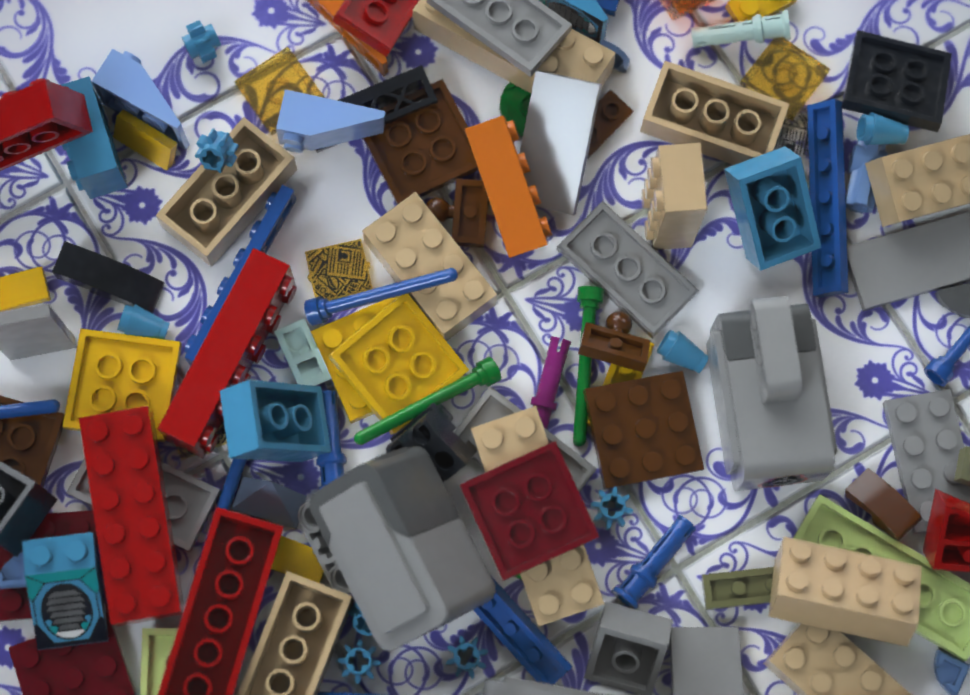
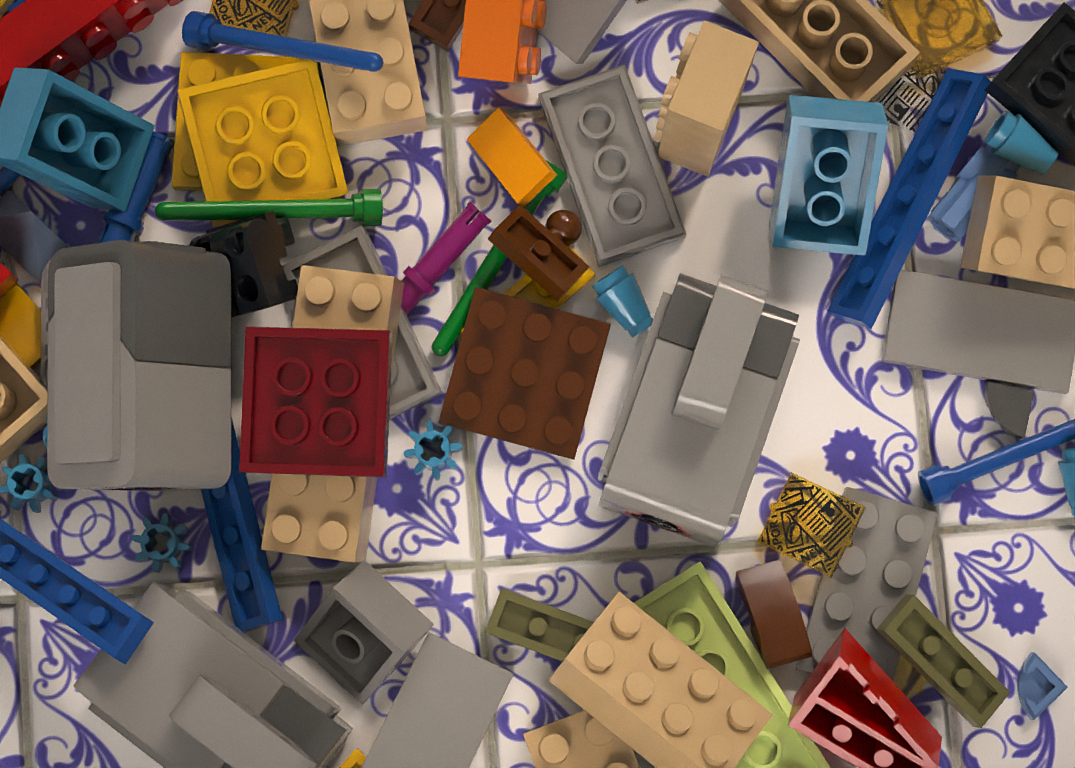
camera: 30 degrees right, 5 degrees up
(302, 354) = (156, 75): light aqua slope -> none
(563, 294) = (511, 157): none -> light orange tile
(645, 574) = (431, 552): blue pin -> none
(876, 436) = (811, 524): none -> clear yellow piece

